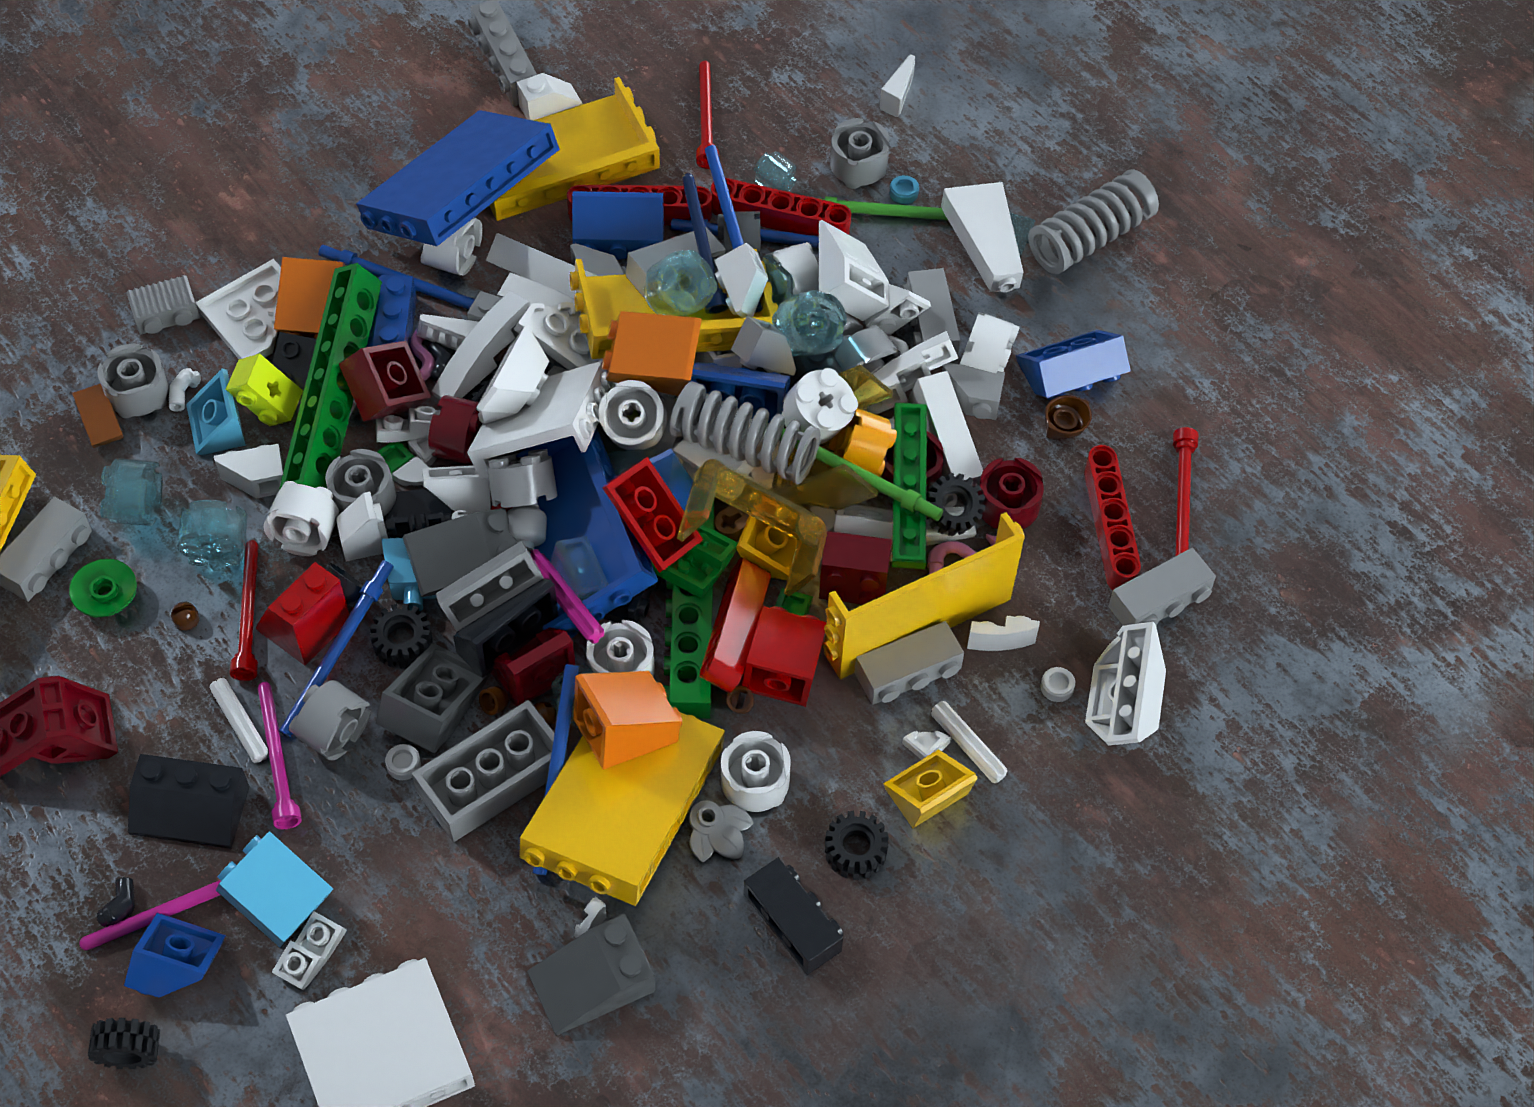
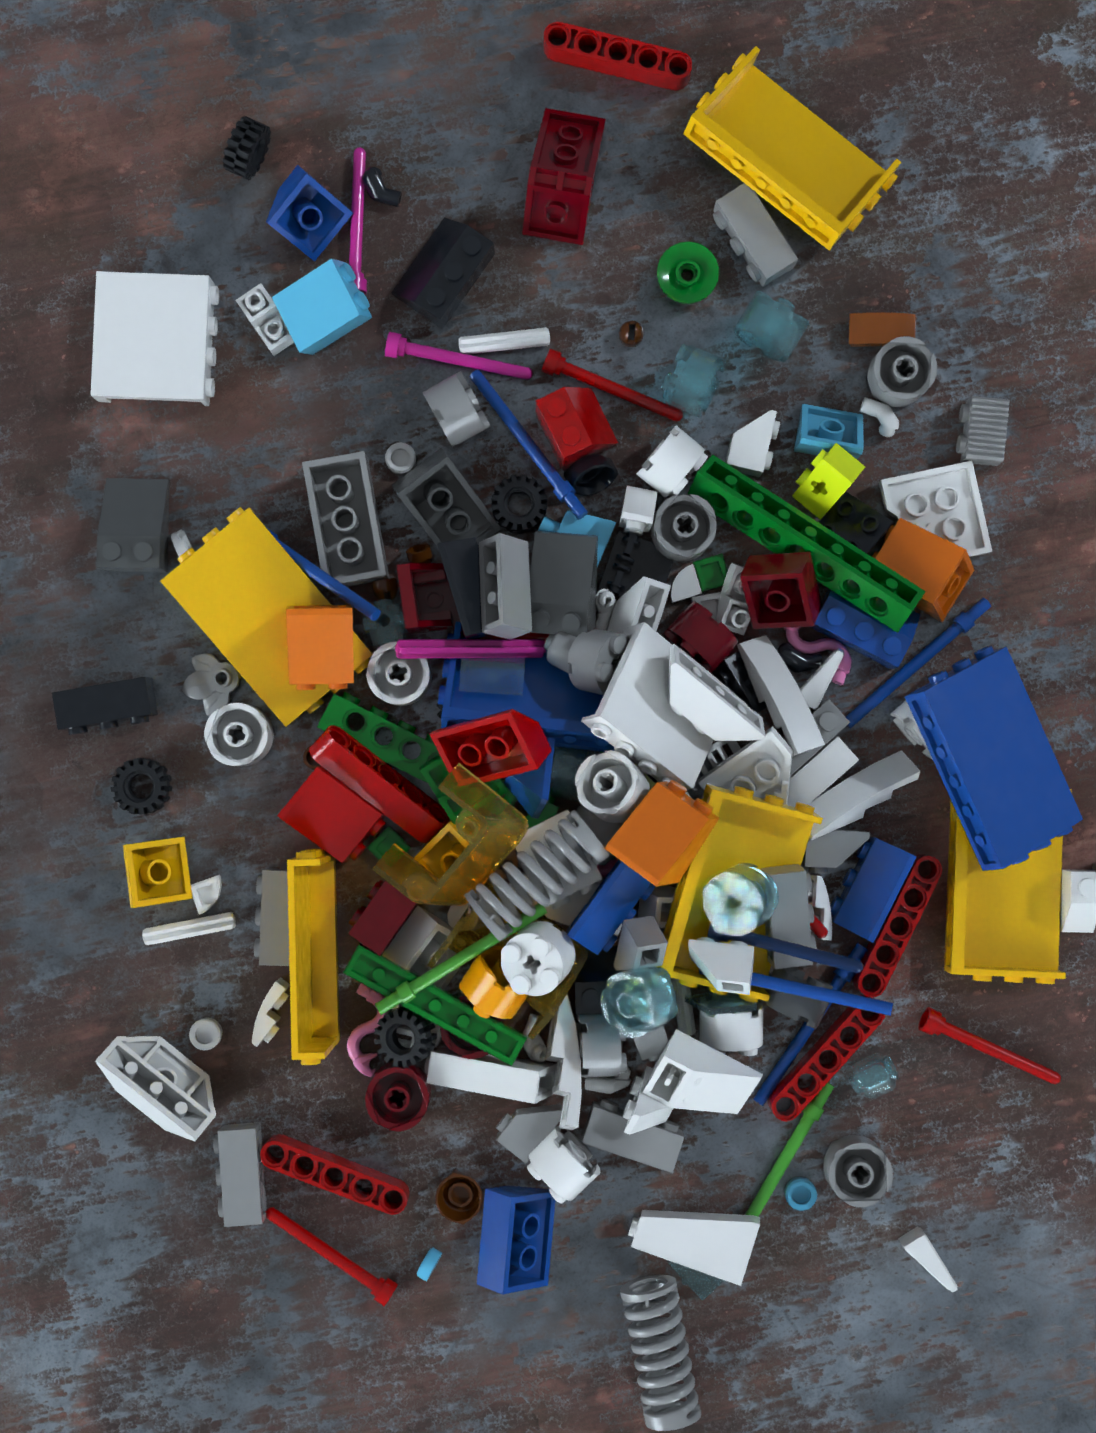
camera: 120 degrees right, 30 degrees up
(1139, 415) = (428, 1264): none -> medium azure tile

